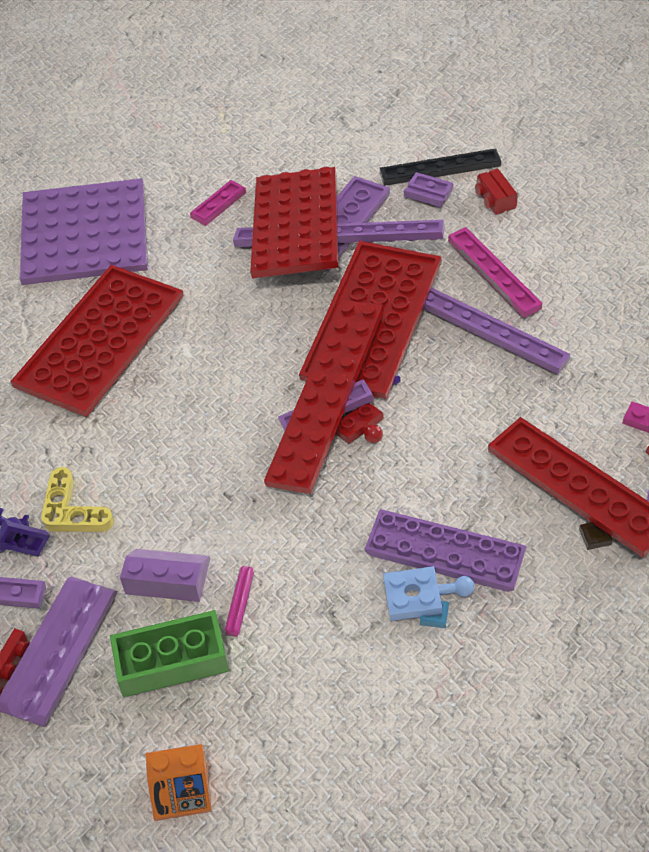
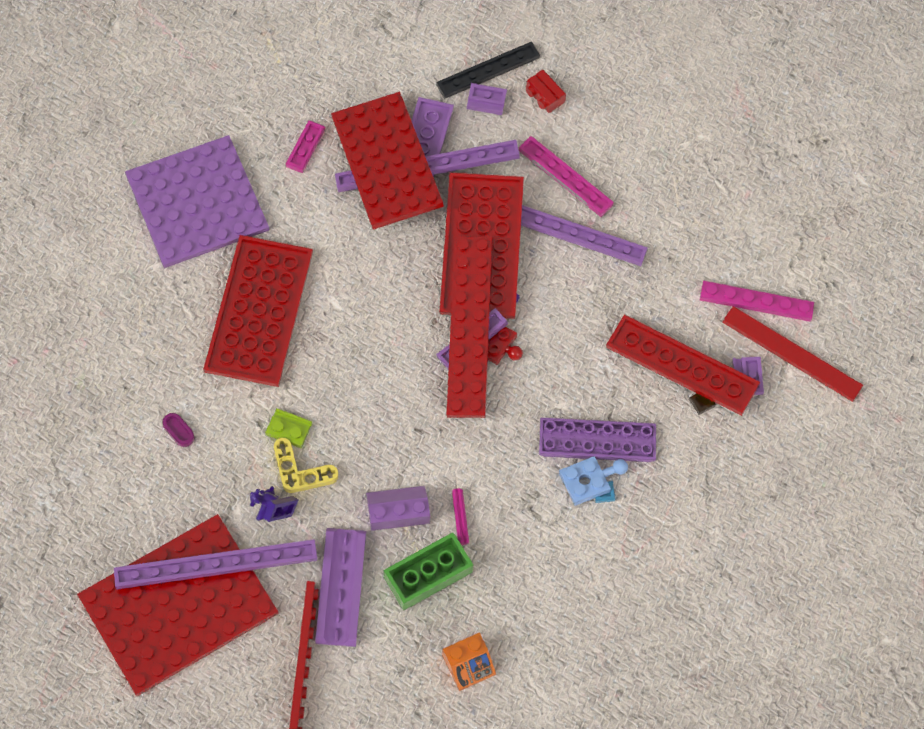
camera: 25 degrees left, 15 degrees up
(79, 459) = (289, 427): none -> lime plate

